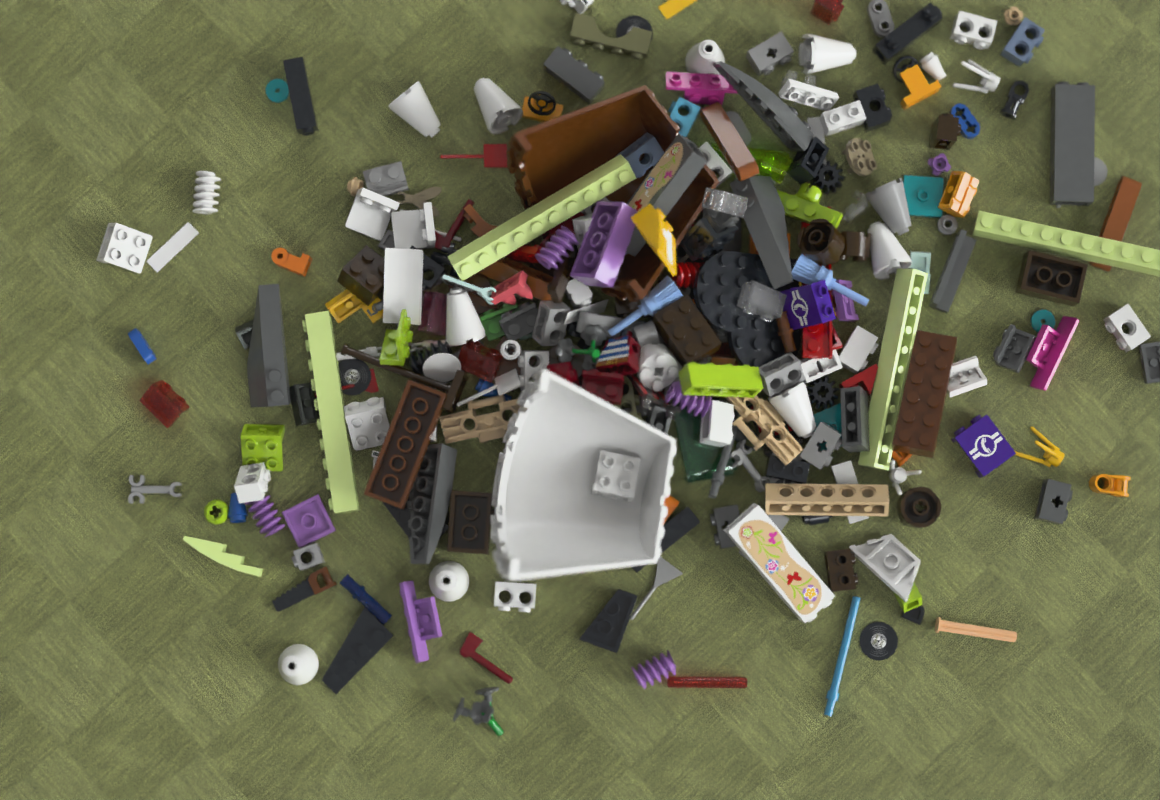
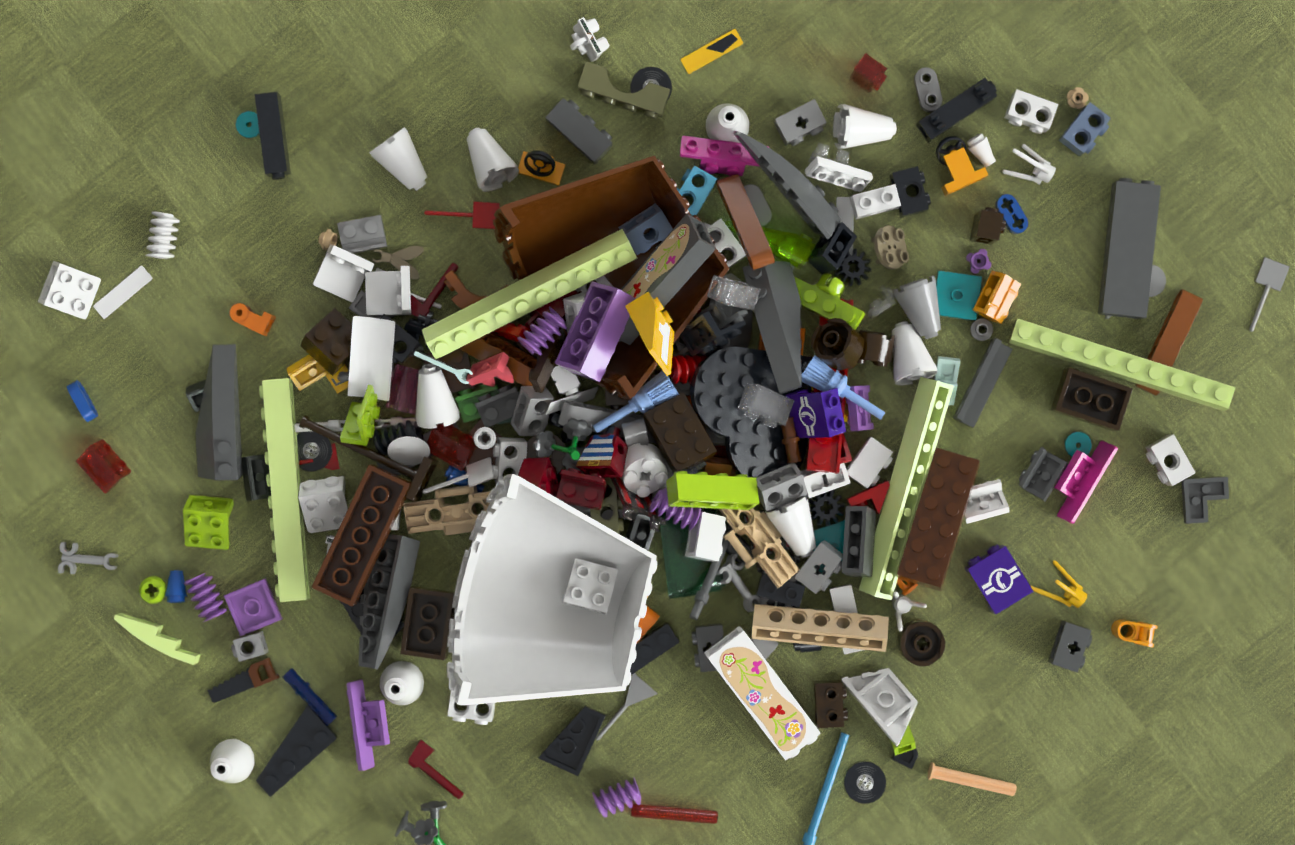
camera: 10 degrees right, 5 degrees up
(252, 482) = (192, 562): white brick -> none
(1015, 100) = (1070, 194): black connector -> none

